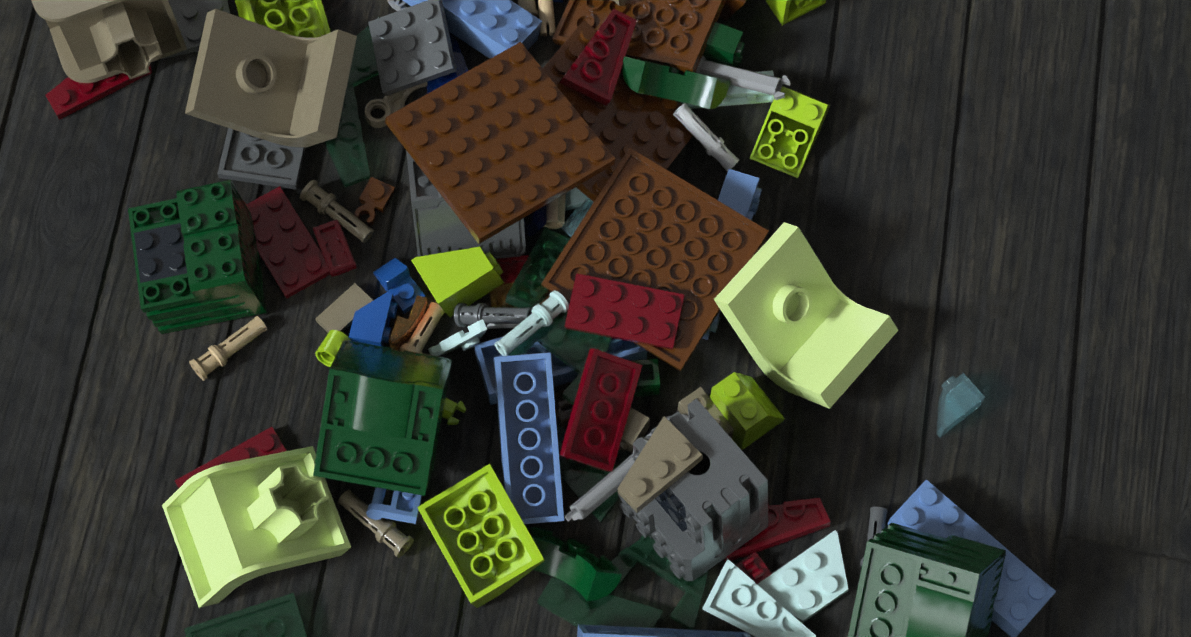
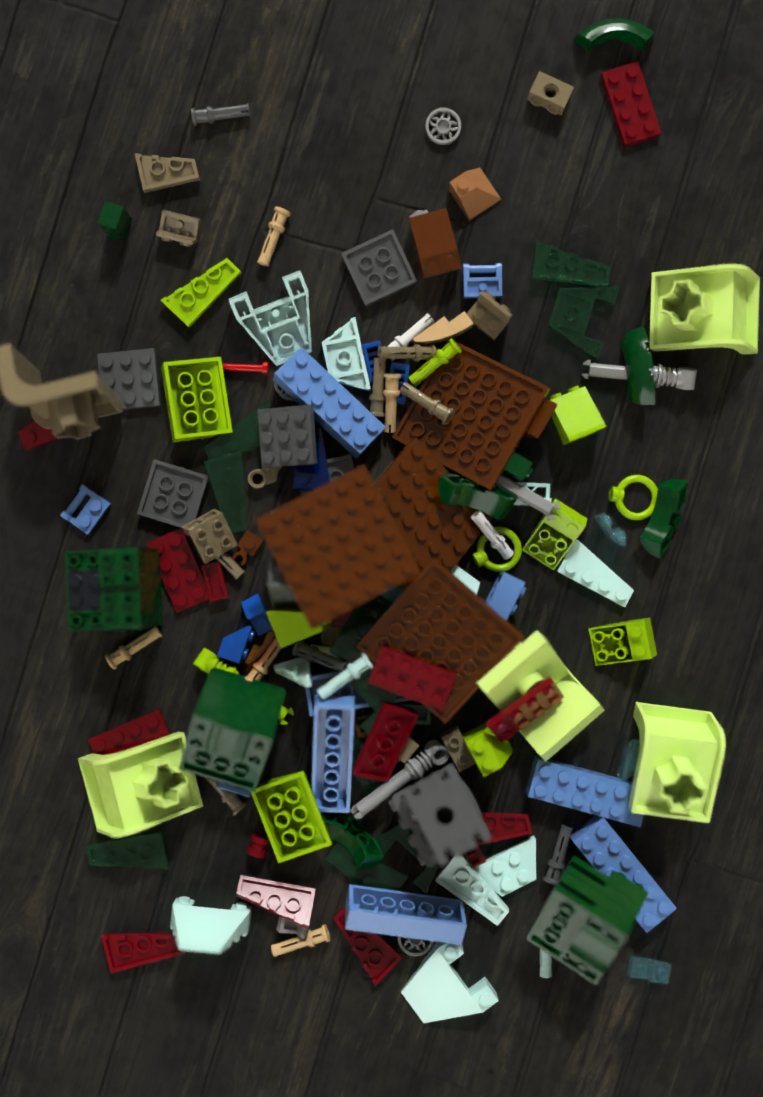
camera: 10 degrees right, 20 degrees up
(153, 184) = (90, 514): none -> medium blue plate
(270, 80) = (177, 458): dark tan piece -> none
(324, 184) = (210, 535): none -> dark tan bracket
(341, 311) = (217, 629): dark tan tile -> none
(437, 594) = (259, 843): none -> dark red wheel
(601, 60) = (423, 477): dark red wing -> none
(658, 466) = (417, 815): dark tan wing -> none
(696, 172) = (481, 558): none -> lime piece
(787, 337) = (525, 710): none -> dark red plate
(850, 174) = (592, 573): none -> light aqua wing
(864, 73) = (617, 493): none -> lime piece
(870, 119) = (615, 535): none -> clear light blue slope
(897, 453) = (581, 790): none -> medium blue brick
(909, 253) = (623, 642): none -> lime slope
(933, 89) = (665, 516): none -> dark green brick
(1012, 391) = (676, 762): none -> yellowish green piece

